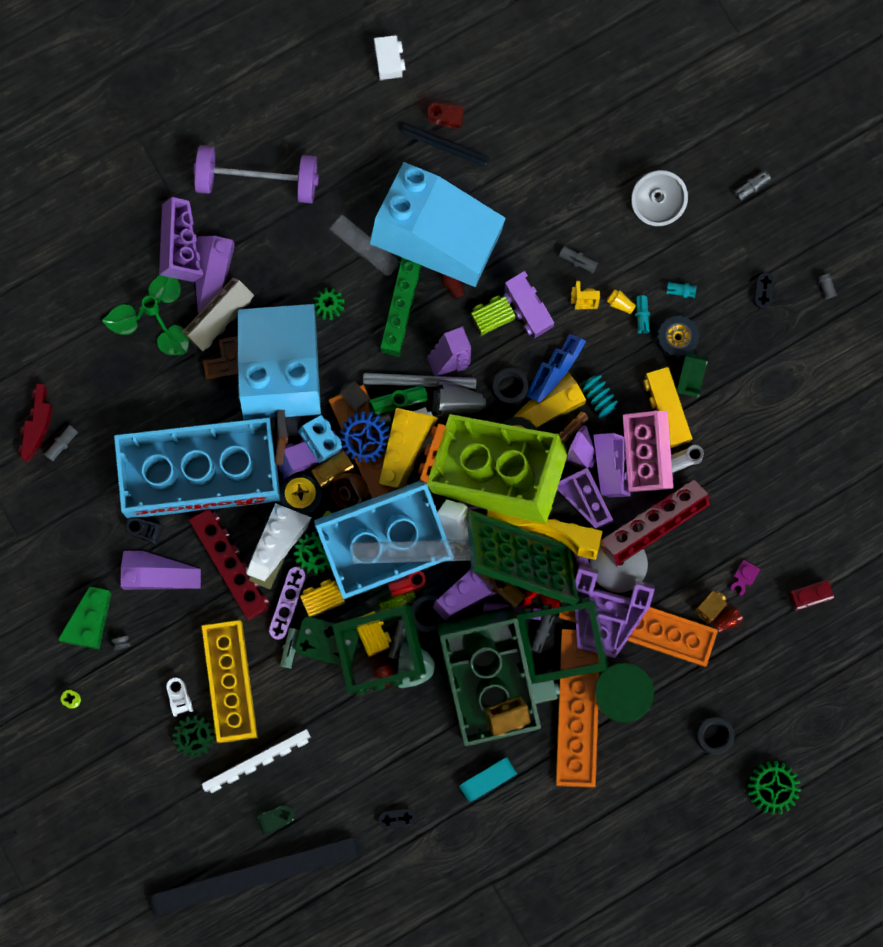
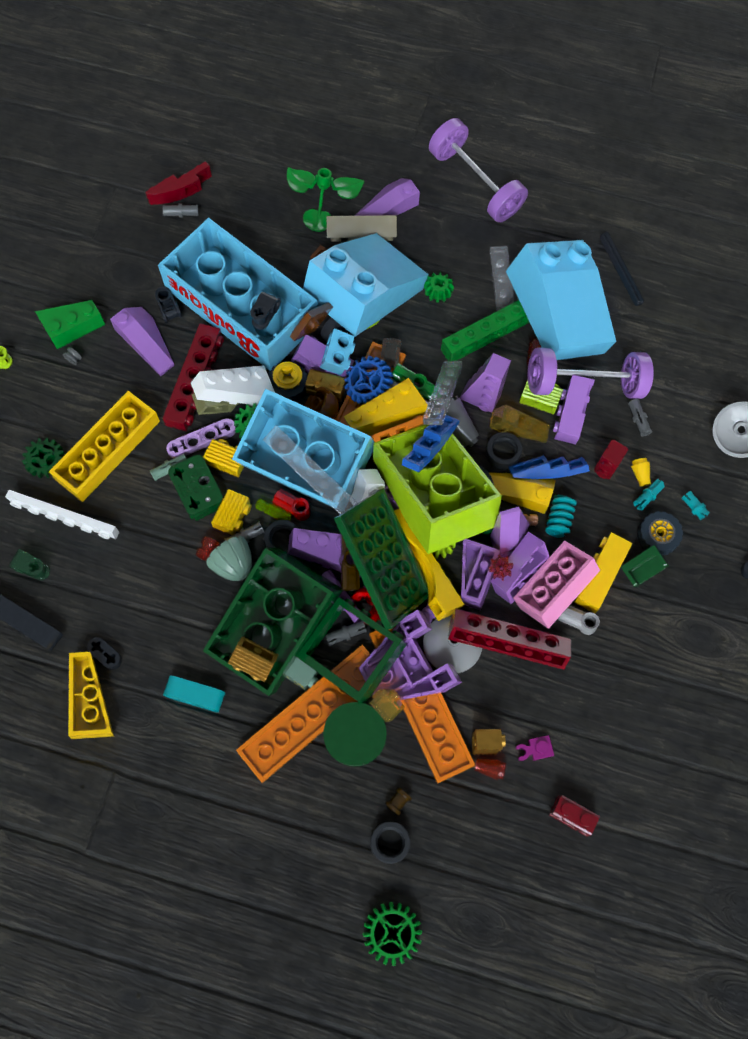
camera: 45 degrees right, 10 degrees down
(178, 247) = (381, 168): medium lavender wedge -> none
(179, 698) = (64, 426): white piece -> none
(243, 464) = (264, 310): none -> black piece
(388, 57) = (639, 185): white brick -> none
(413, 642) = (242, 539): dark green window -> none
(417, 380) = (432, 375): light grey axle -> none
(425, 860) = (86, 702): none -> yellow wedge
(428, 391) = (442, 393): none -> clear tile
(447, 115) = (641, 252): clear red piece -> none
(466, 442) = (430, 444): none -> blue slope
(500, 355) = (519, 424): none -> clear yellow slope
(546, 233) = (635, 373): none -> medium lavender axle
(584, 299) = (618, 435): yellow bracket -> none
(593, 318) = (610, 459): none -> dark red brick
(602, 486) = (500, 573): none -> clear red gear
(623, 651) = (387, 704): none -> clear yellow brick
(693, 705) = (398, 801): none -> dark brown bush

